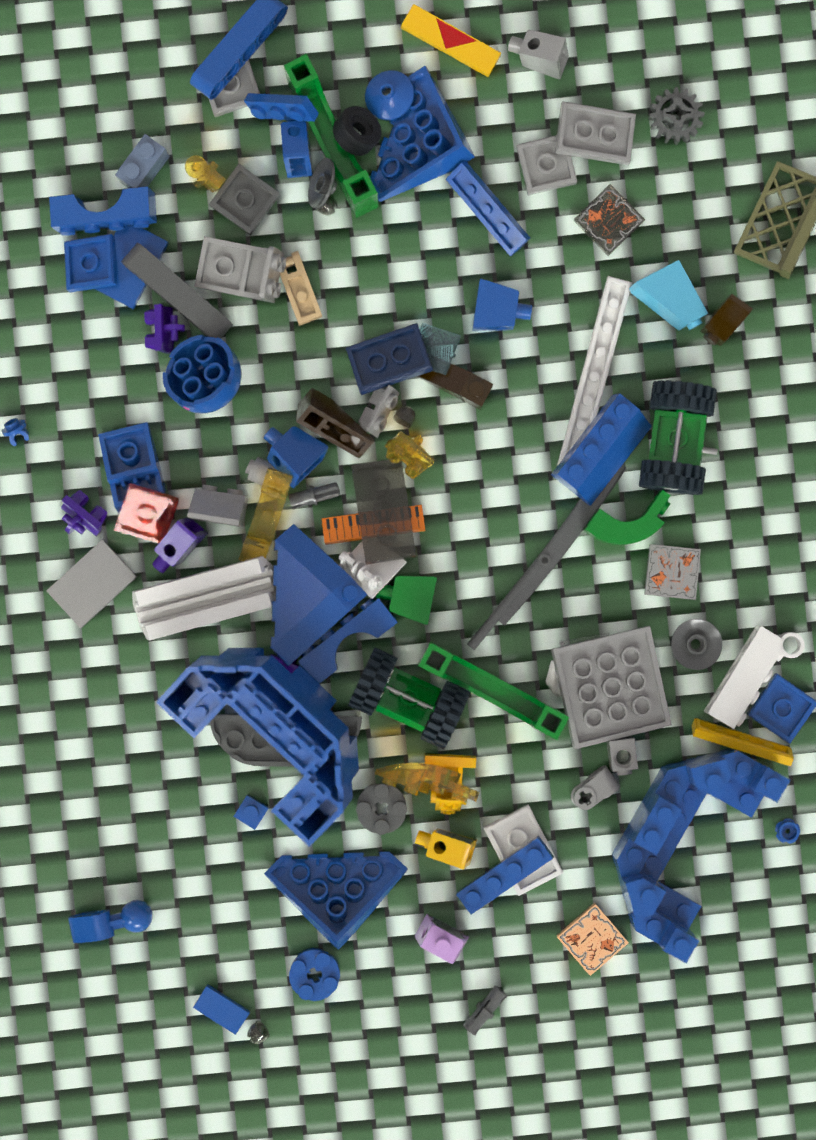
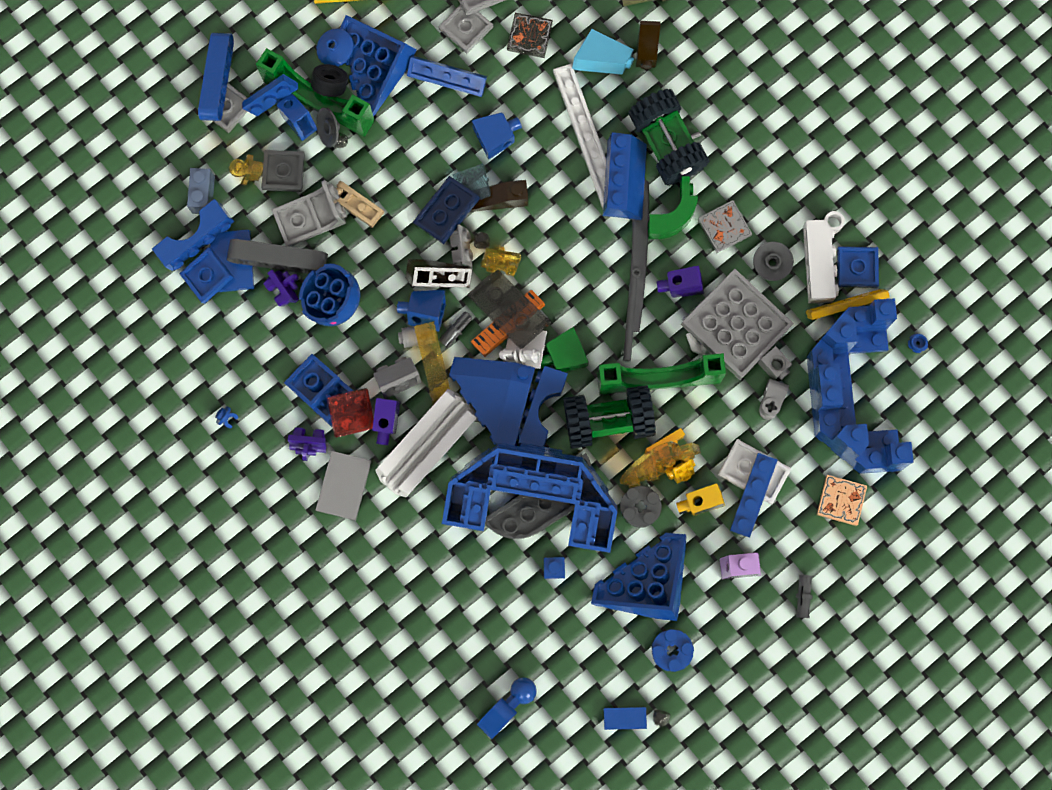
camera: 35 degrees left, 10 degrees down
(594, 609) = (690, 284): none -> dark purple torso

